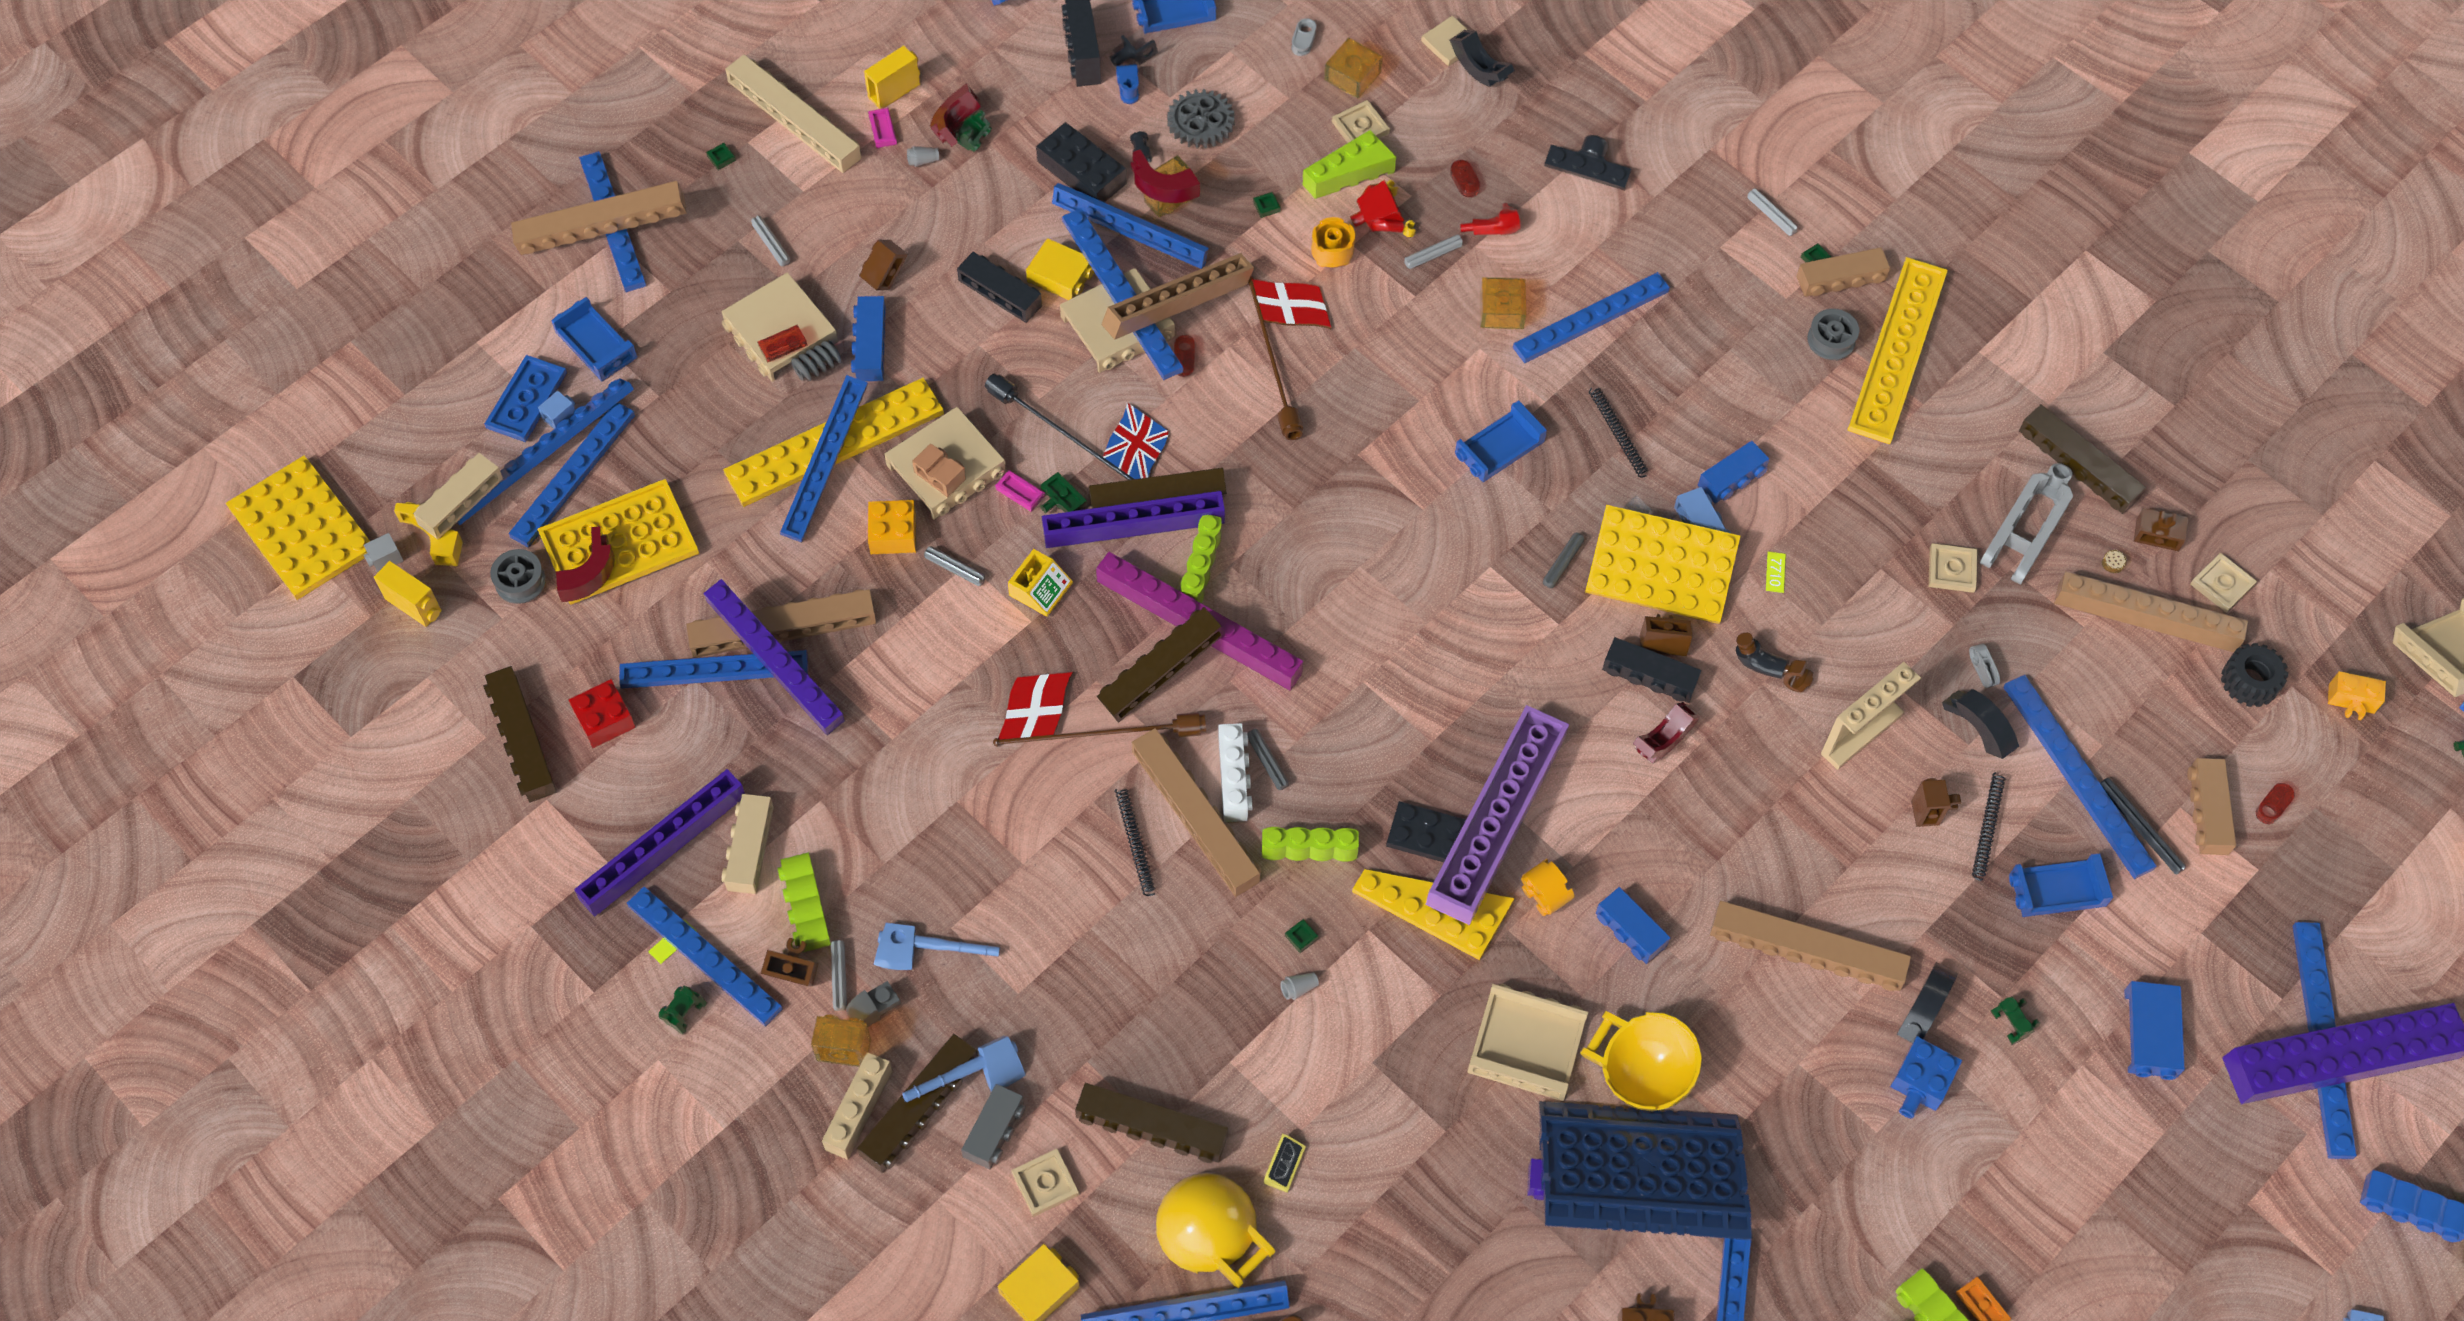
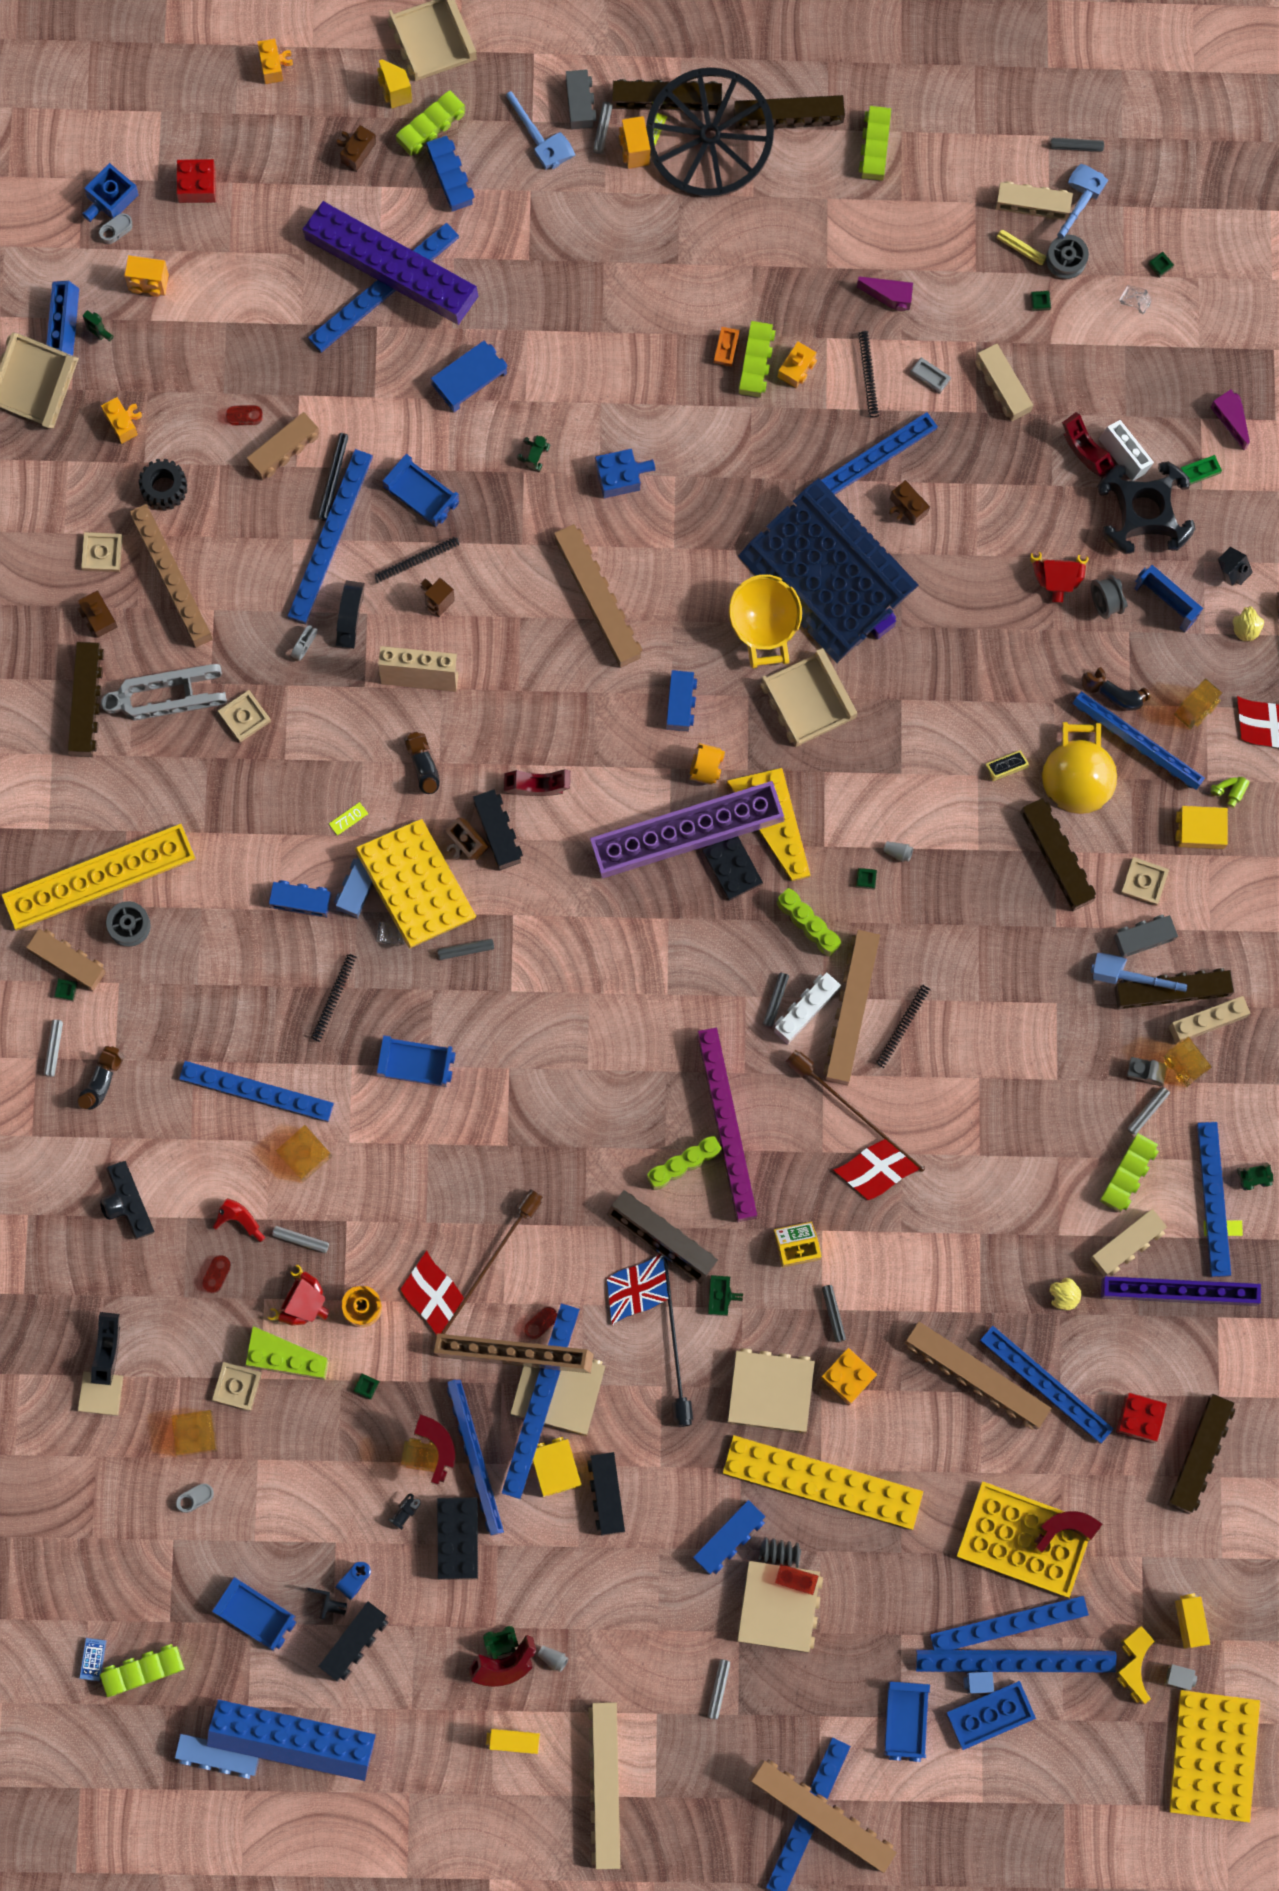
camera: 140 degrees left, 15 degrees up
(458, 496) = (1105, 1663): tan brick -> none
(518, 576) = (1103, 1580): dark grey wheel -> none
(721, 156) = (686, 1800): dark green tile -> none
(764, 751) = (1066, 1294): none -> light yellow hair
(774, 657) = (1009, 1346): dark purple brick -> none
(790, 966) = (1175, 1137): reddish brown brick -> none
(823, 458) = (846, 1467): blue plate -> none
(882, 127) = (554, 1714): dark pink tile -> none
(883, 264) = (670, 1582): reddish brown brick -> none
(899, 941) = (1094, 1097): medium blue piece -> none
(938, 470) = (788, 1378): nougat brick -> none
(1020, 490) = (741, 1328): dark pink tile -> none
(1130, 519) = (698, 1230): dark purple brick -> none
(1160, 664) = (783, 1111): dark brown brick -> none
(1200, 118) = (331, 1514): dark grey gear -> none
(1705, 211) = (101, 1079): none -> piece
(1928, 1003) = (570, 501): black arch -> none
(2114, 561) = (147, 626): tile -> none

